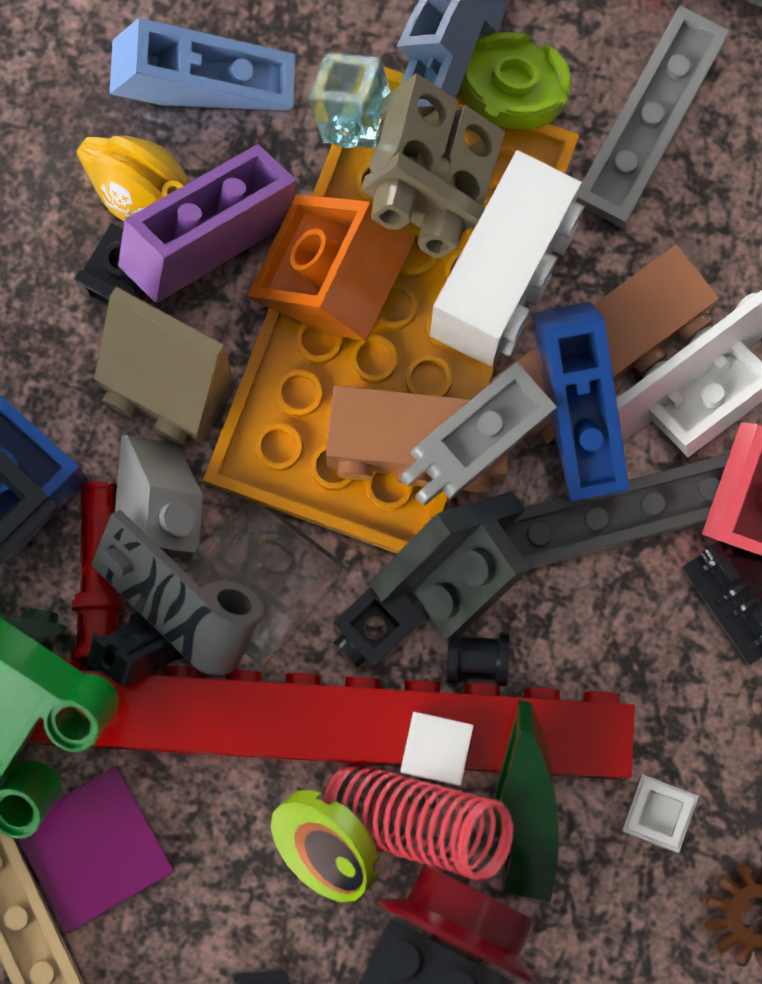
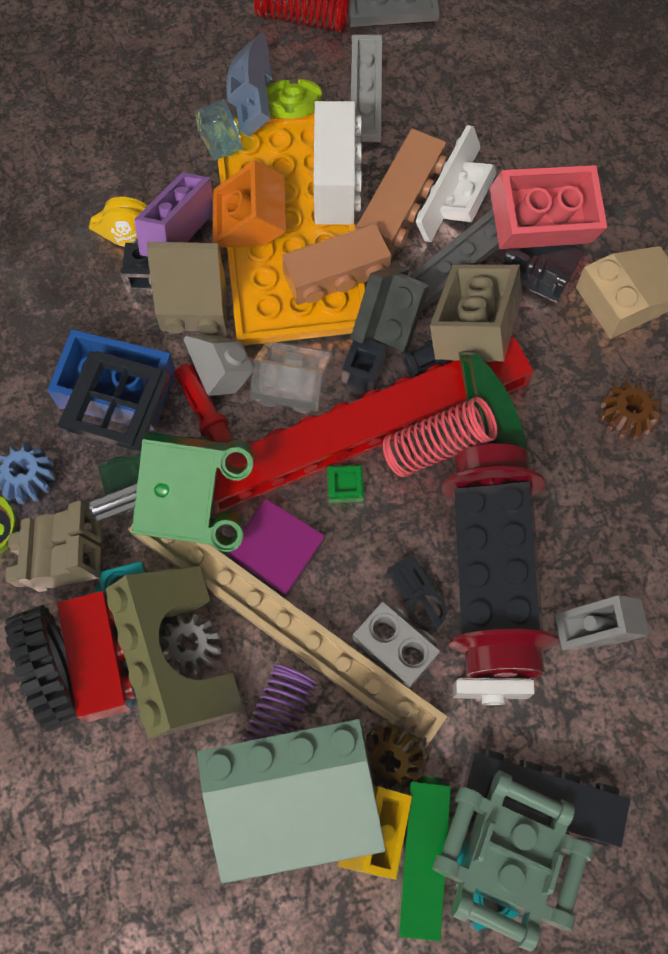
camera: 25 degrees left, 10 degrees down
(131, 651) = (249, 425): black piece -> none
(199, 69) = (129, 160): light blue slope -> none
(204, 623) = (269, 394): dark grey door -> none
(250, 800) = (345, 484): none -> green tile
(325, 846) = (398, 478): lime tile -> none
(426, 168) = (272, 135): dark tan hips -> none
(436, 749) = (428, 399): white tile -> none
(479, 434) = (368, 238): light grey hinge -> none
(581, 385) = (407, 206): blue slope -> none
(593, 638) = (477, 312): none -> dark tan brick
(659, 813) = (554, 390): white tile -> none

